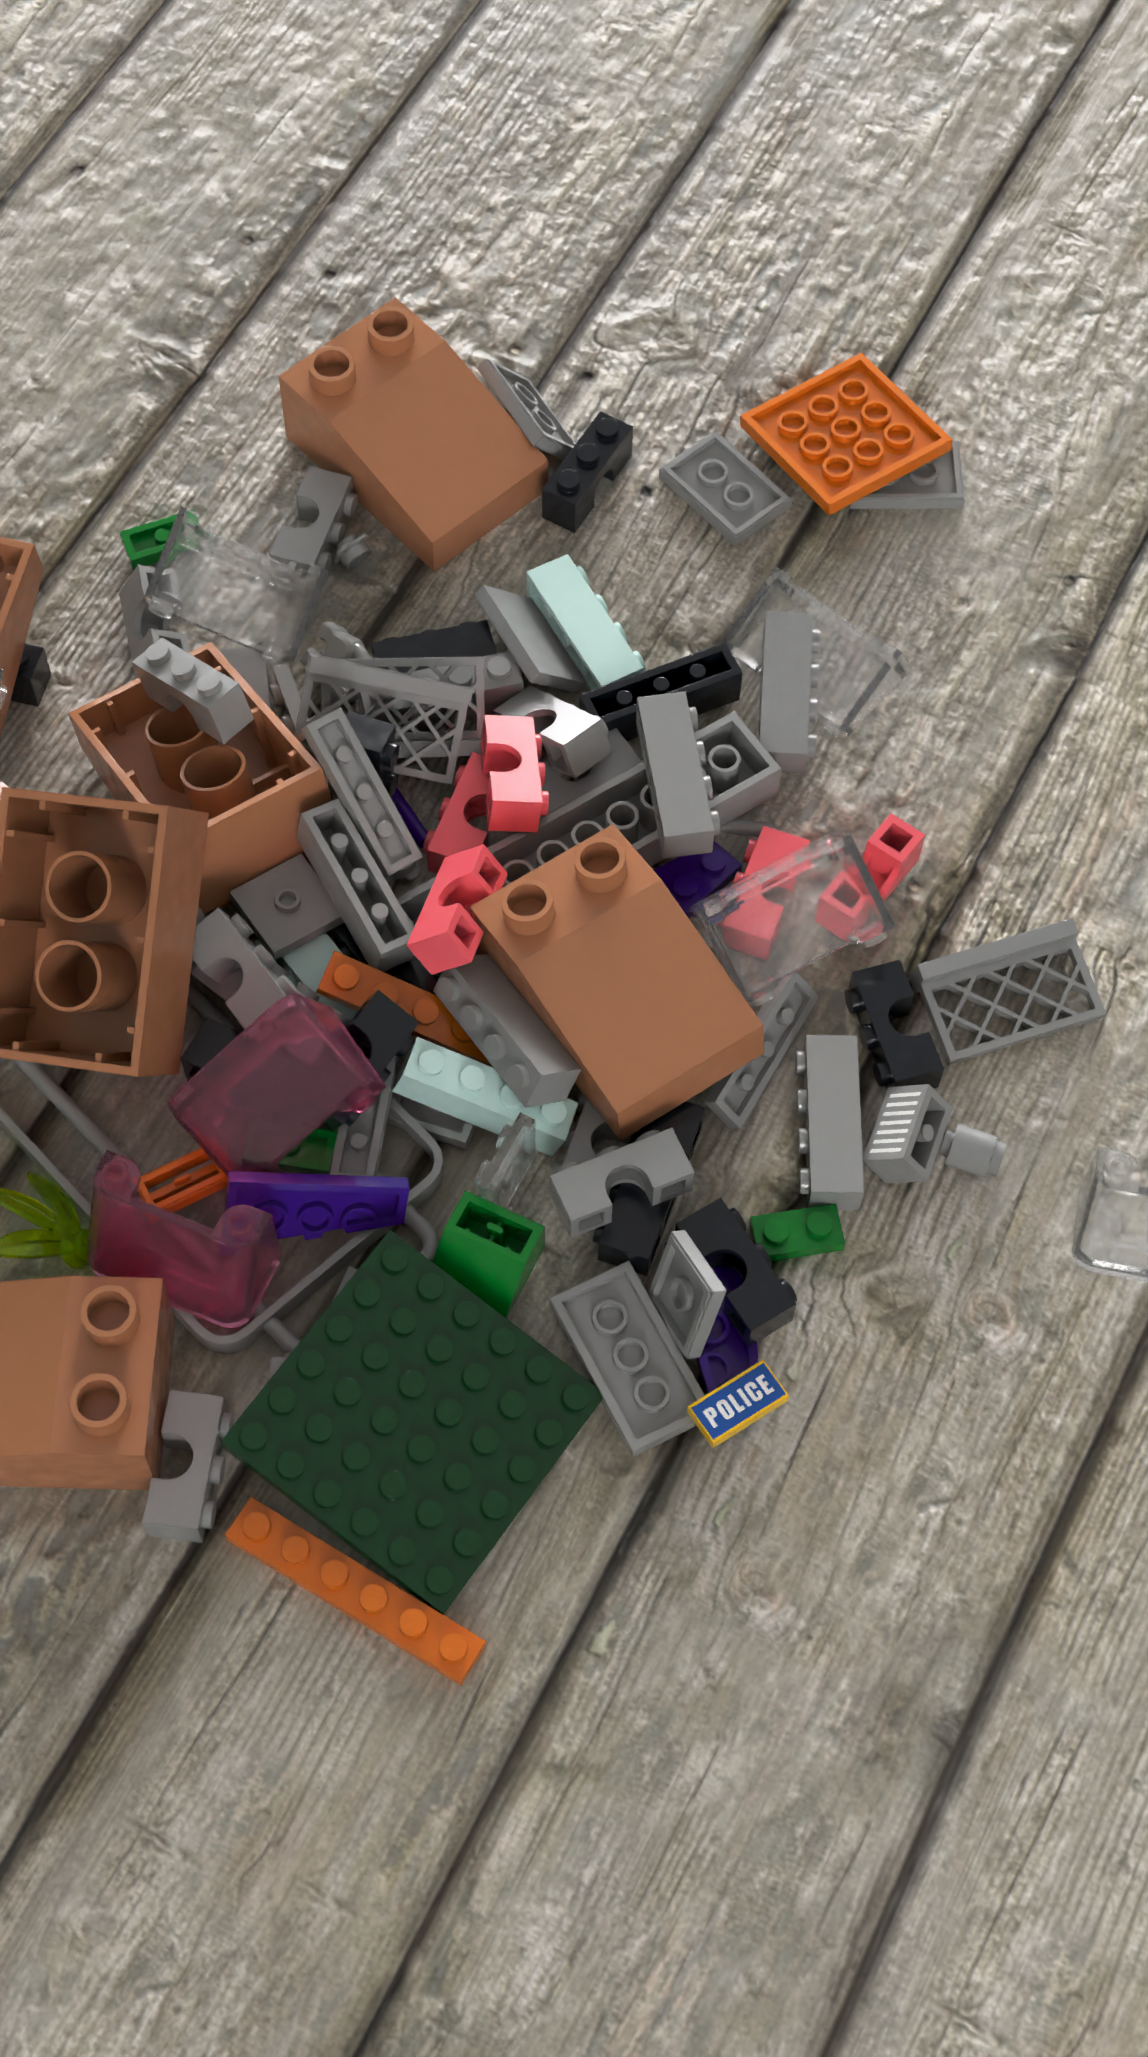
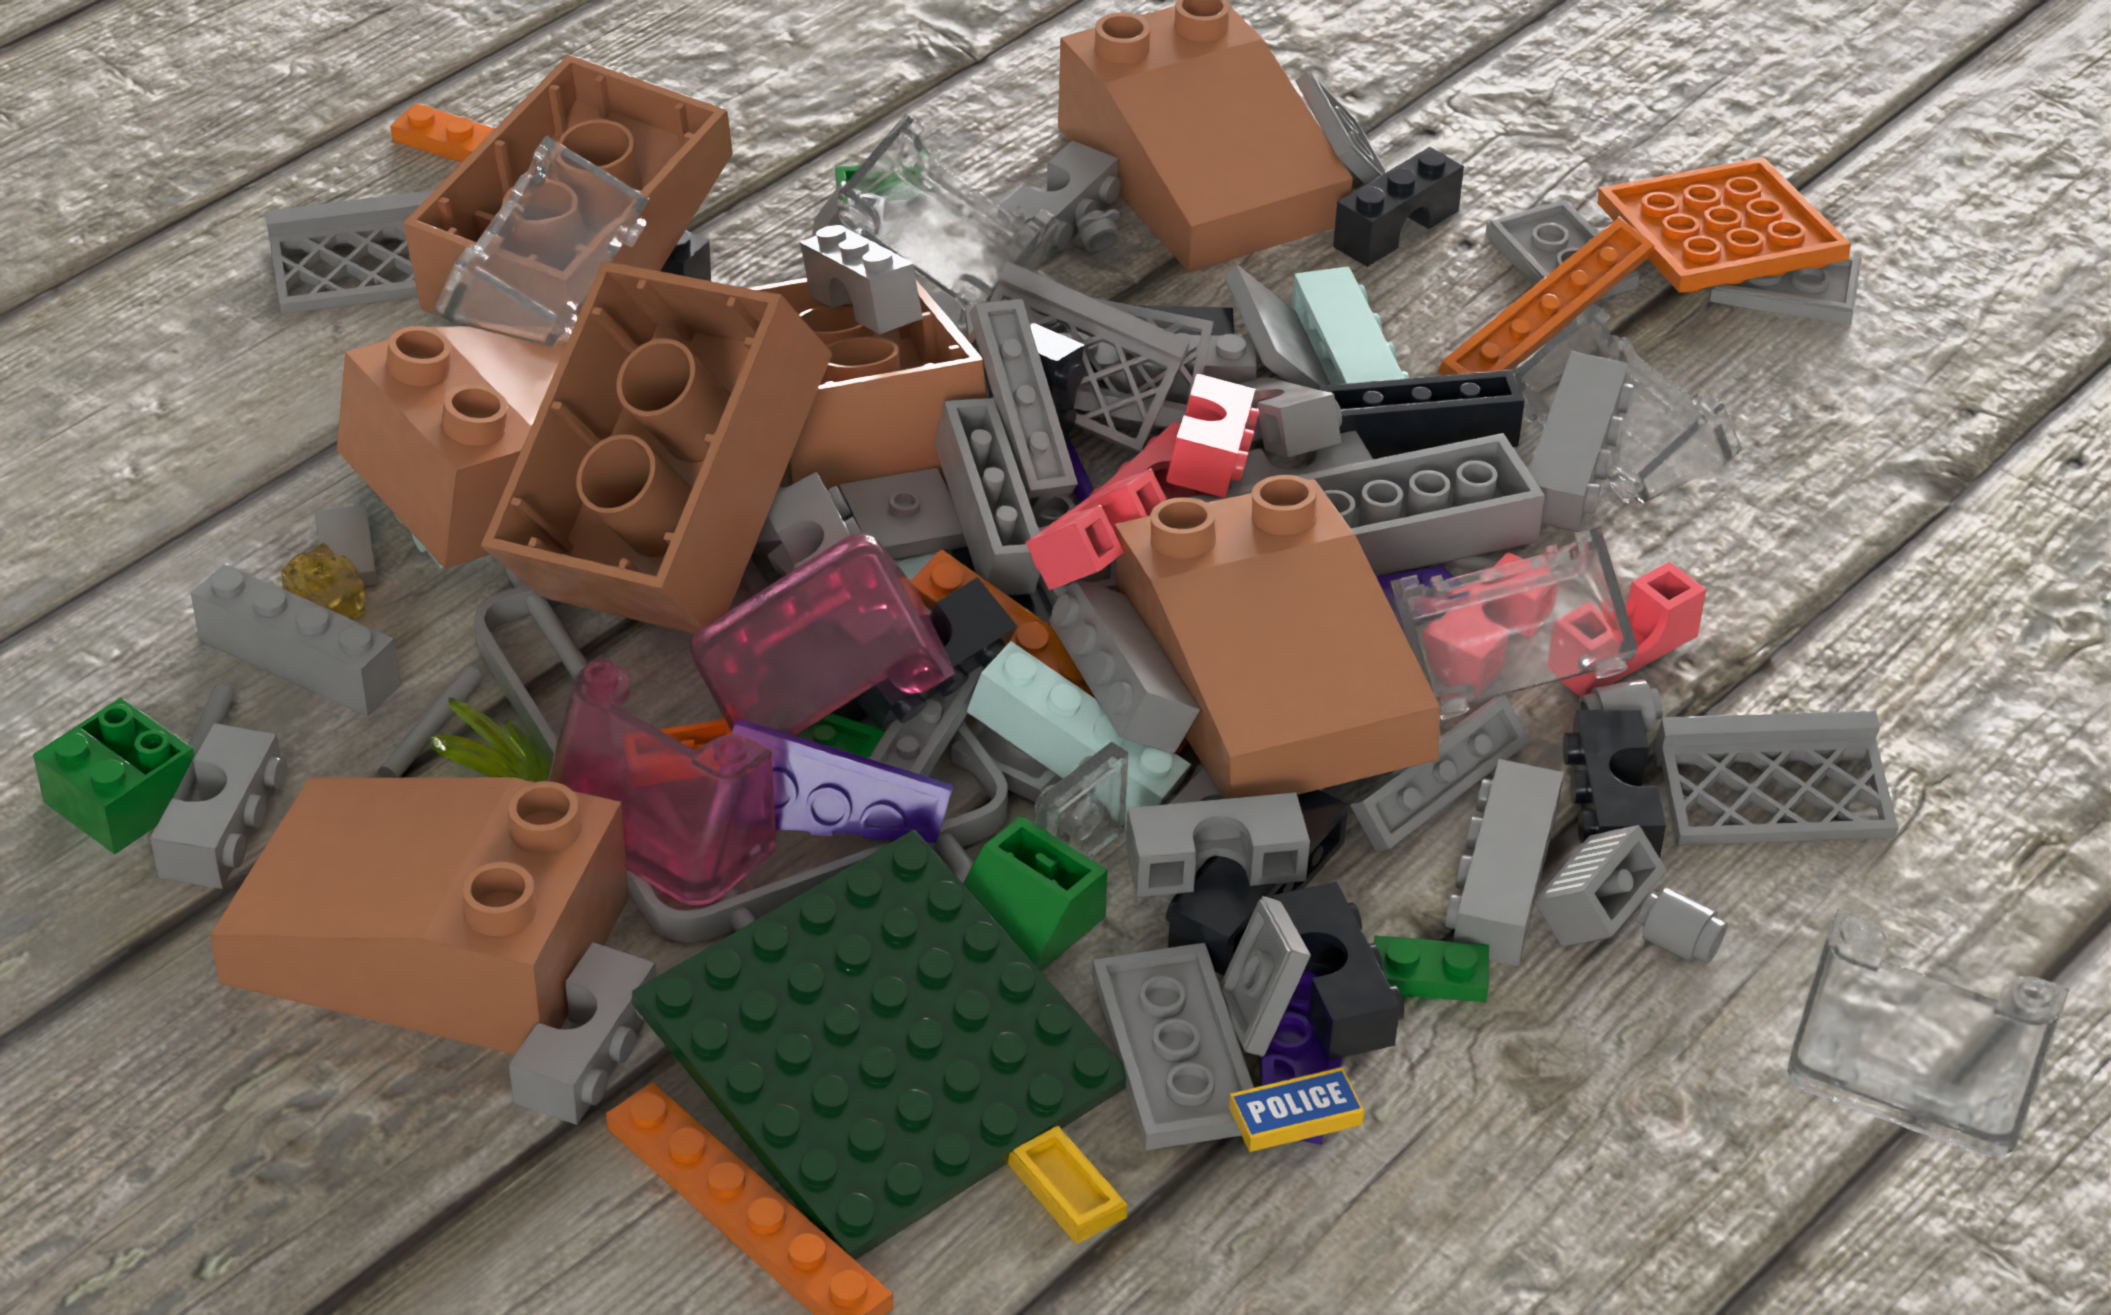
camera: 15 degrees right, 20 degrees down
(583, 1503) = (1067, 1184): none -> yellow tile
(675, 775) = (1410, 467): light grey brick -> none
(730, 557) = (1552, 302): none -> orange plate
(893, 948) = (1626, 696): none -> light grey brick

